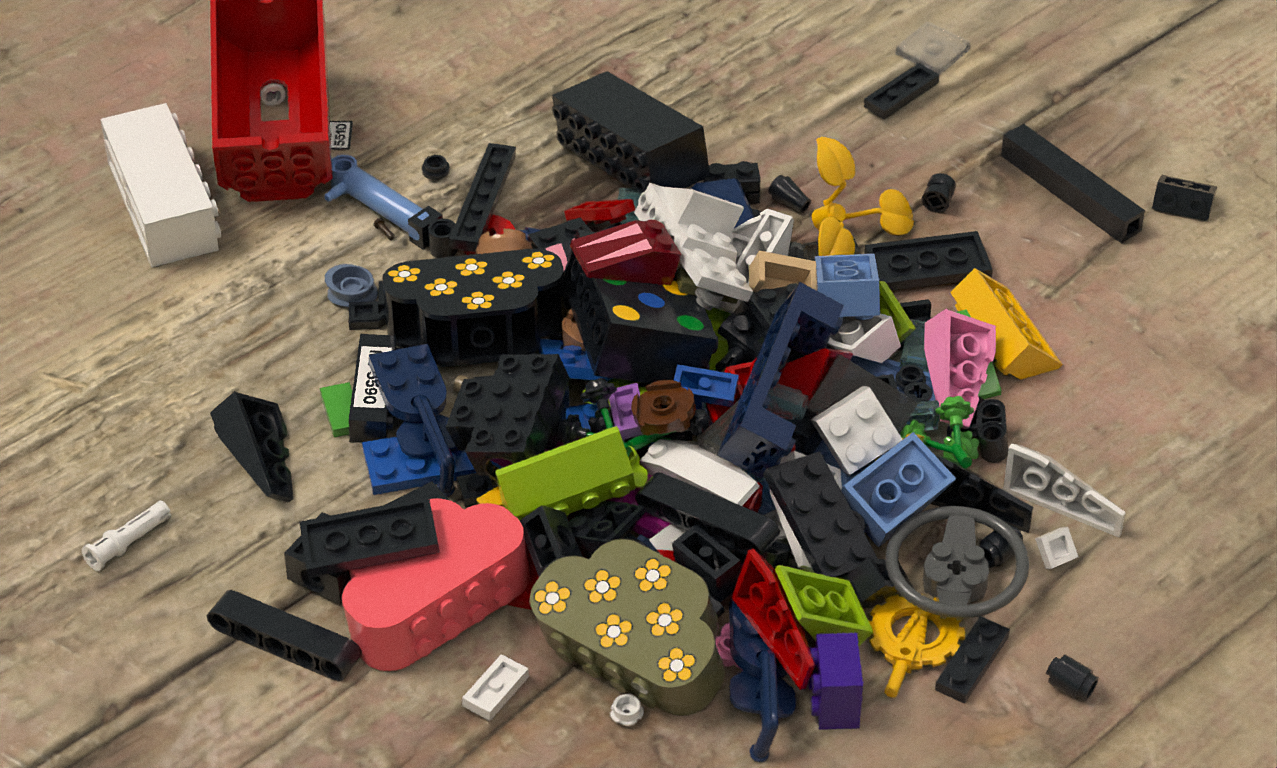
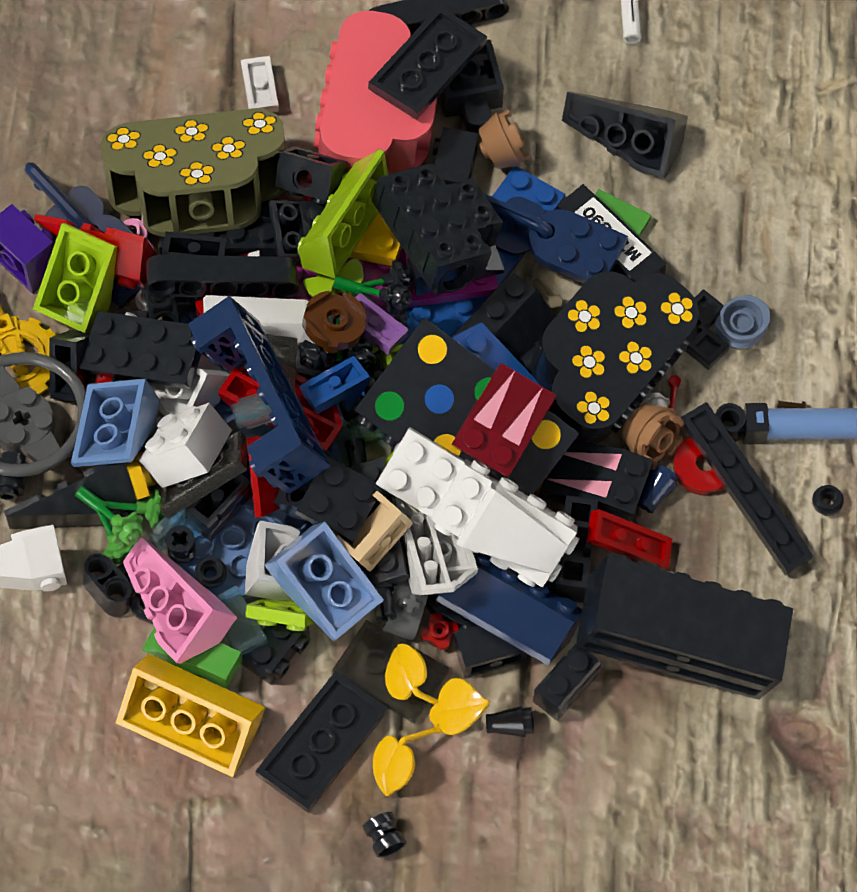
camera: 135 degrees right, 20 degrees up
(364, 489) = (503, 141): none -> medium nougat cone

